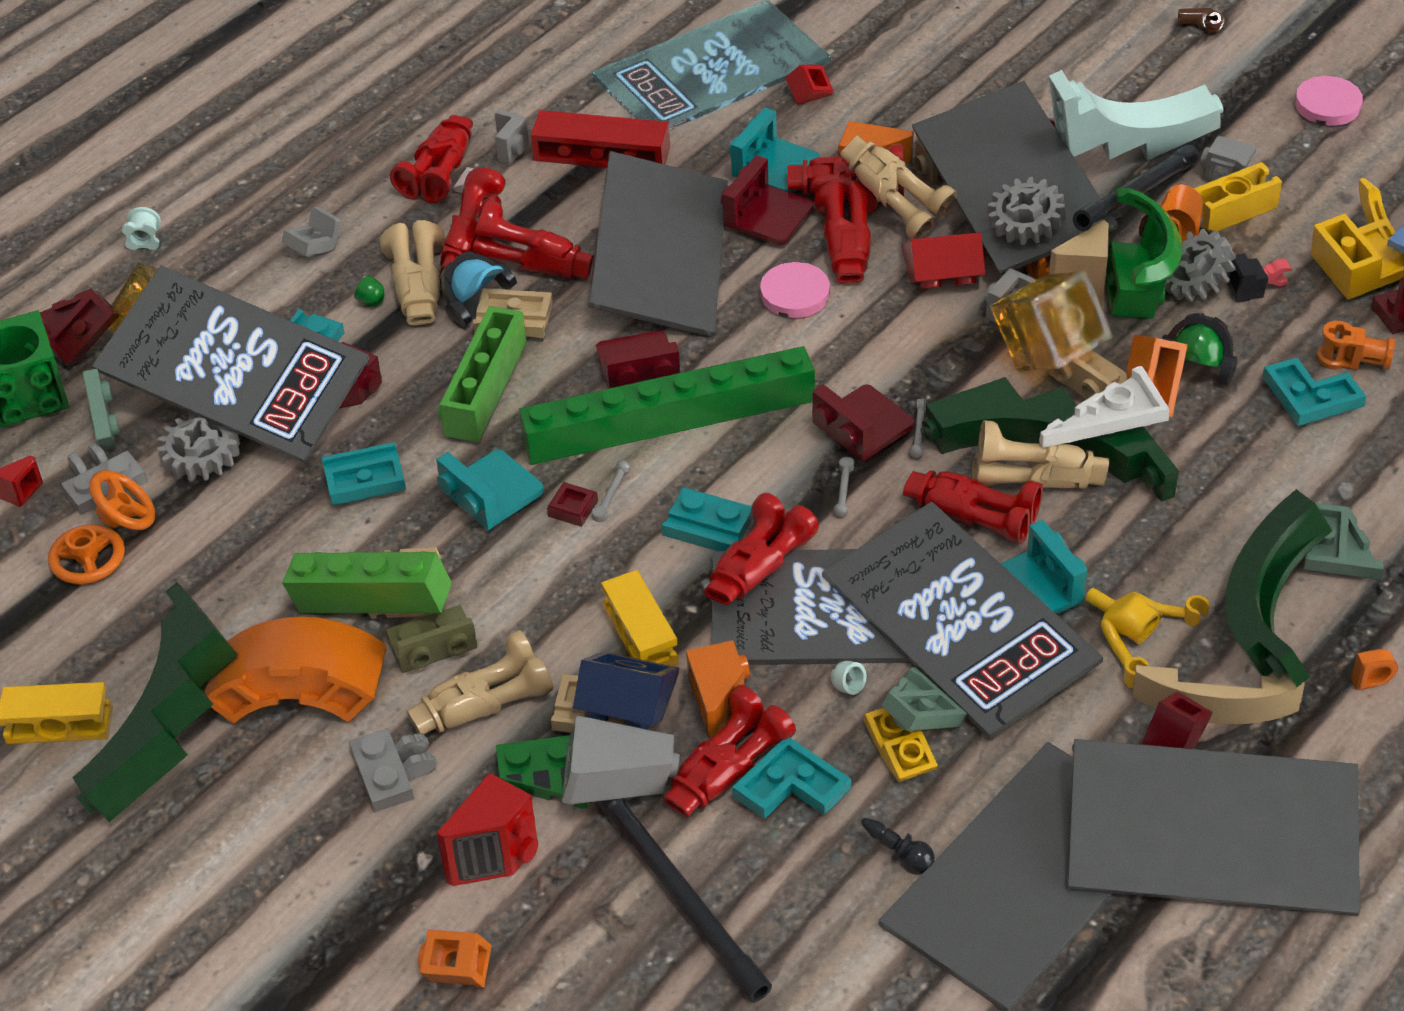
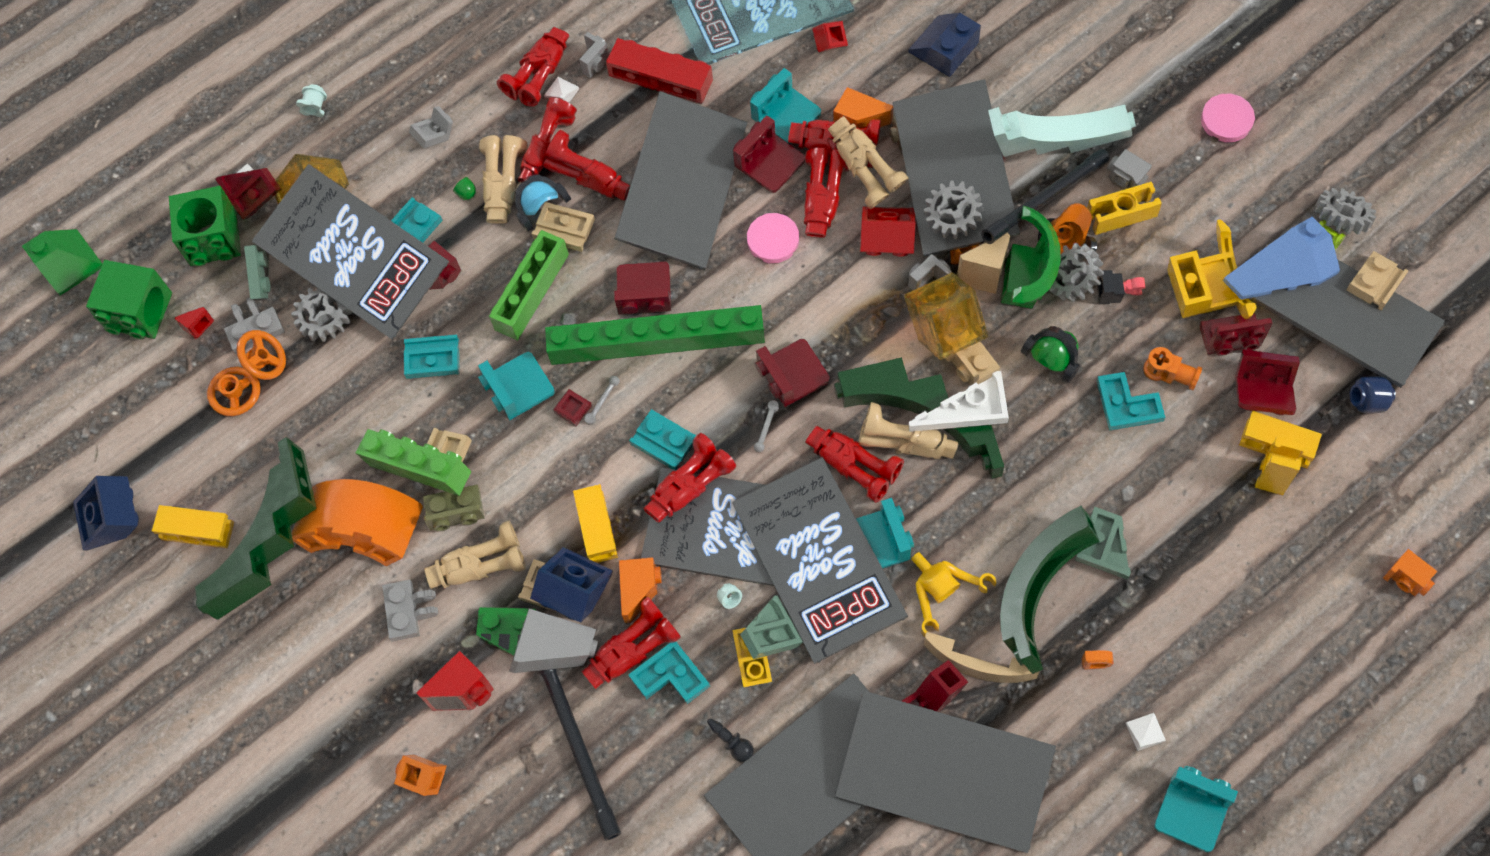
camera: 15 degrees right, 20 degrees up
(916, 449) = (825, 403): light grey hinge -> none
(960, 69) = (947, 42): none -> dark blue slope
(1162, 362) = (1017, 364): orange slope -> none
(1203, 17) = (1153, 14): reddish brown arm -> none

